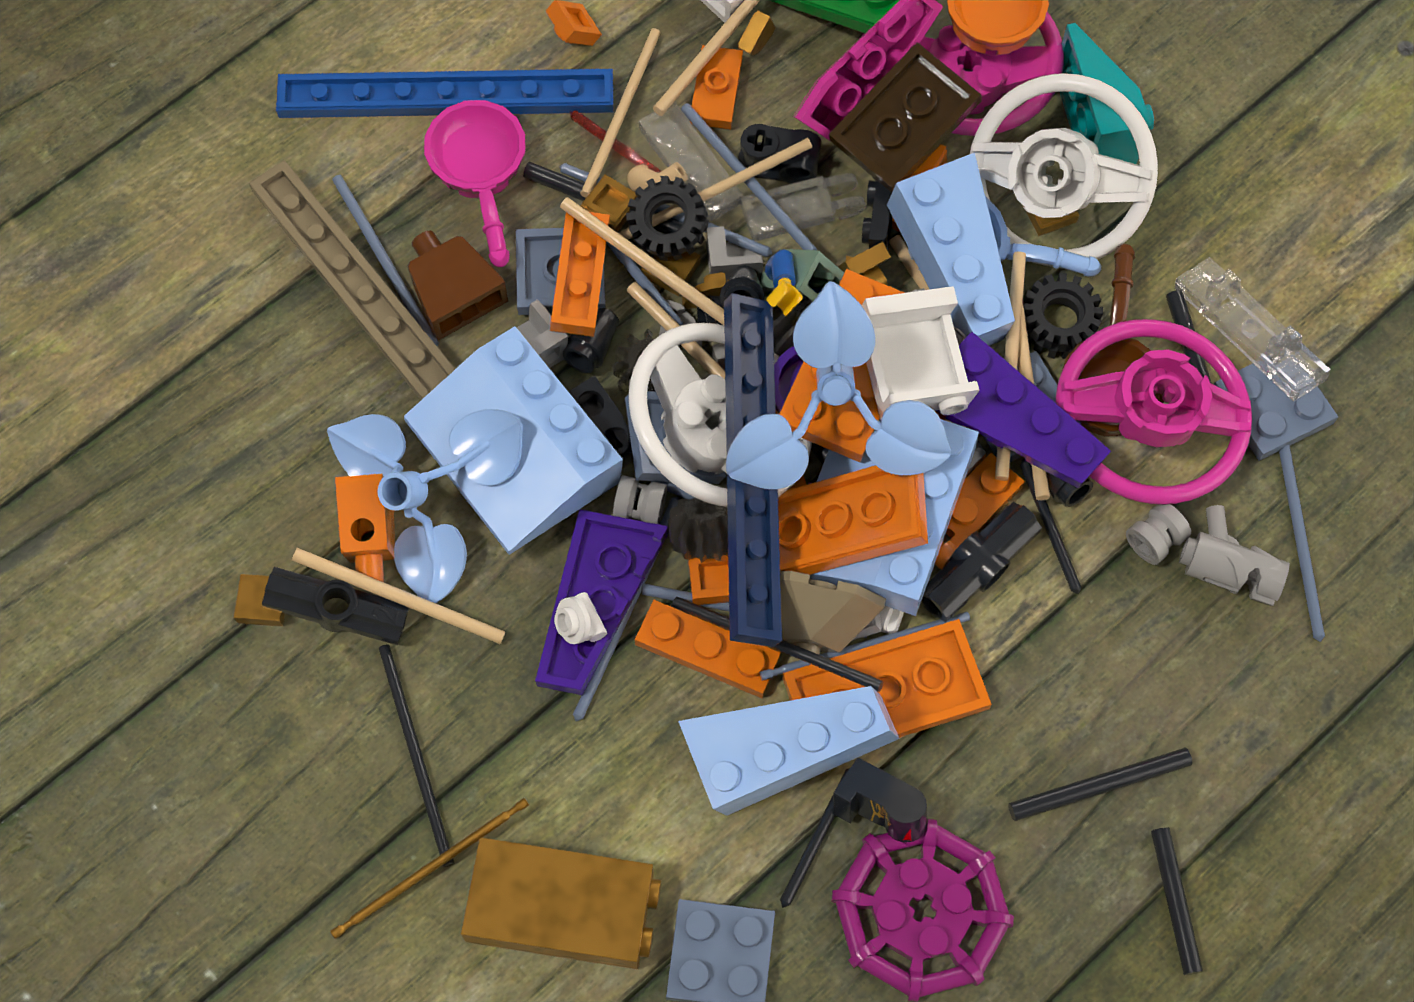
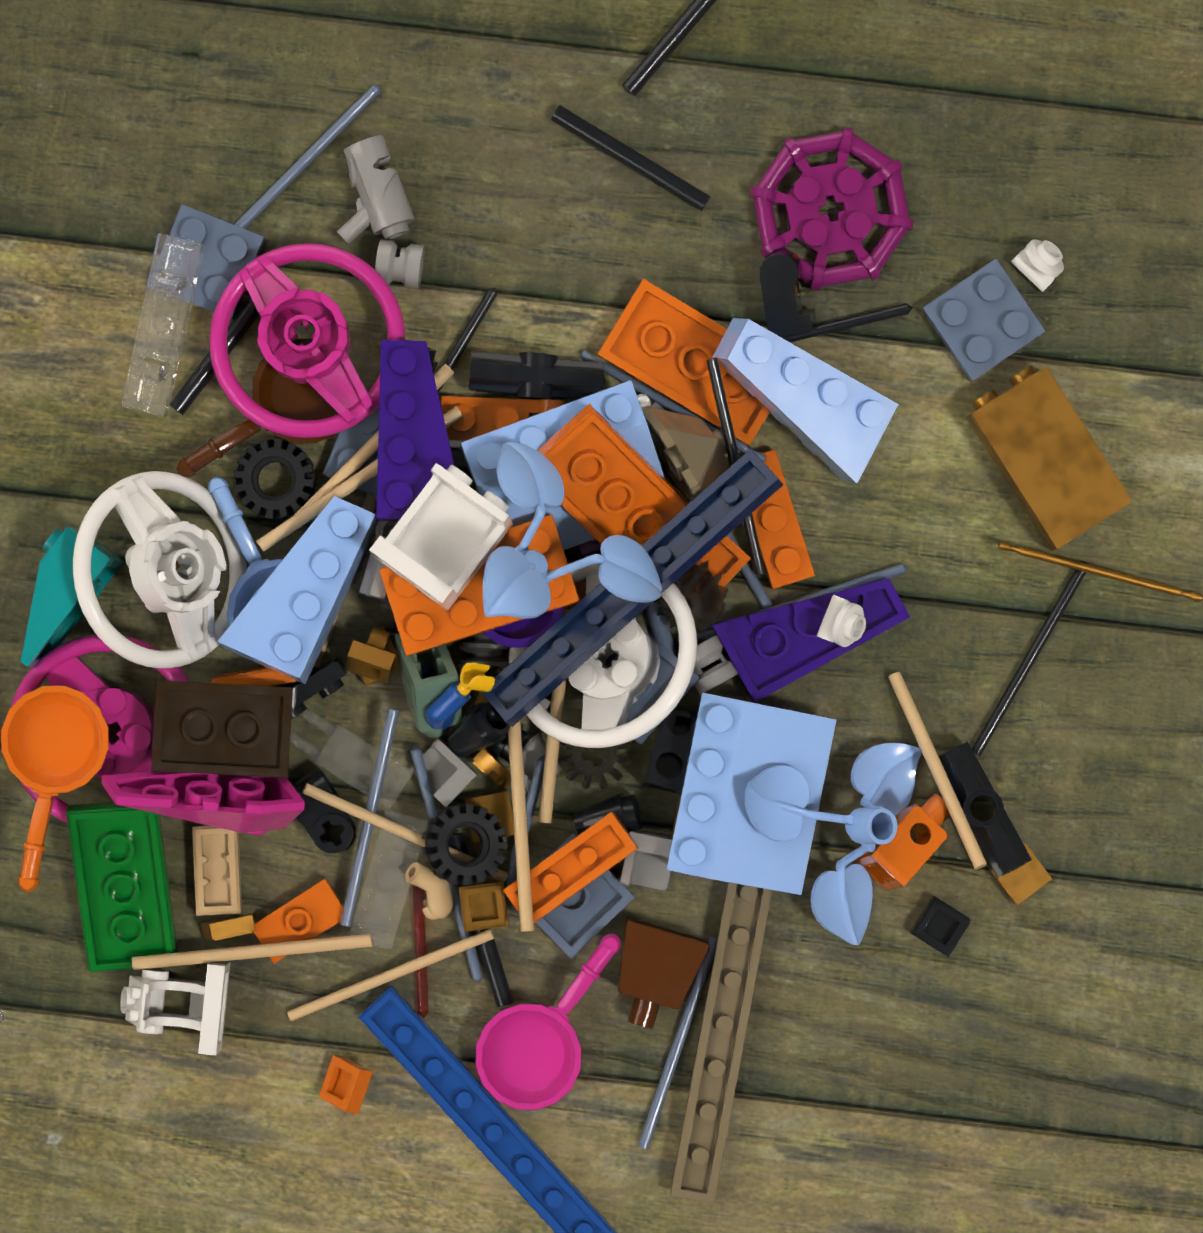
camera: 130 degrees left, 20 degrees up
(282, 508) = (940, 926): none -> black tile
(796, 56) = (216, 871): none -> tan plate

